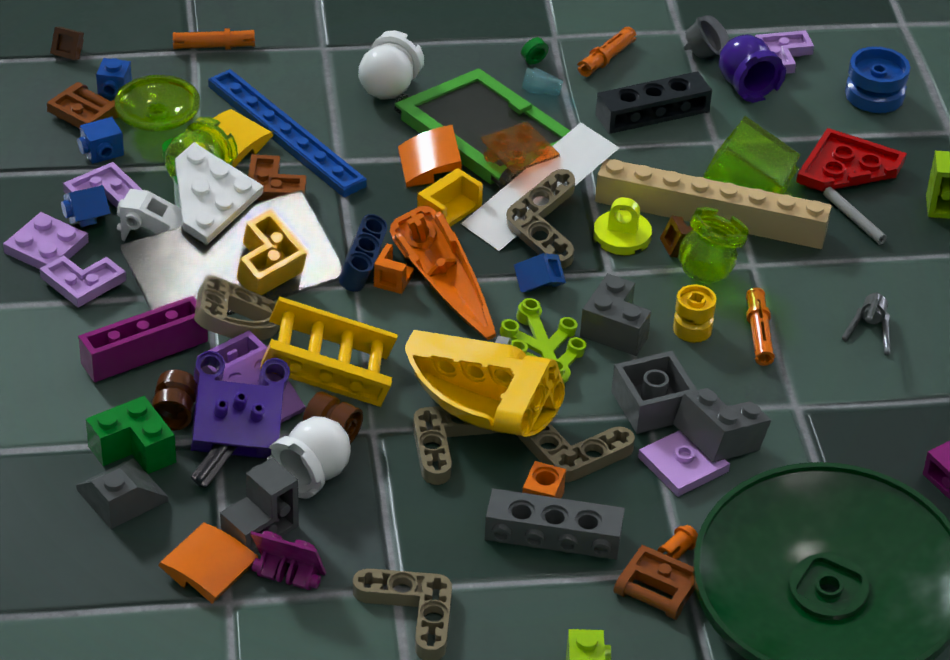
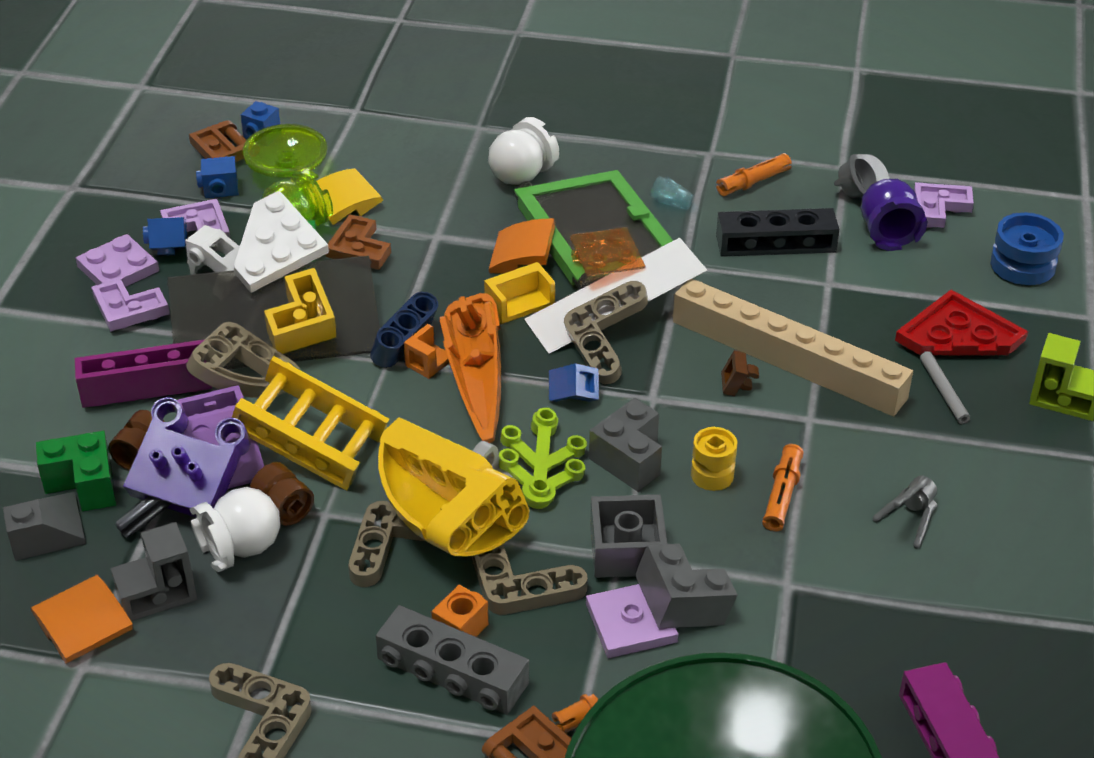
camera: 20 degrees right, 0 degrees up
(67, 43) = (240, 84): reddish brown tile -> none
(214, 39) = (386, 103): orange pin -> none
(279, 554) = (153, 638): magenta hinge -> none
(288, 133) = (401, 202): blue tile -> none
(534, 51) = (679, 161): green tile -> none
(623, 230) = (684, 355): neon yellow tile -> none
(711, 246) = (760, 389): clear neon green tile -> none
(753, 159) = (852, 309): clear neon green slope -> none

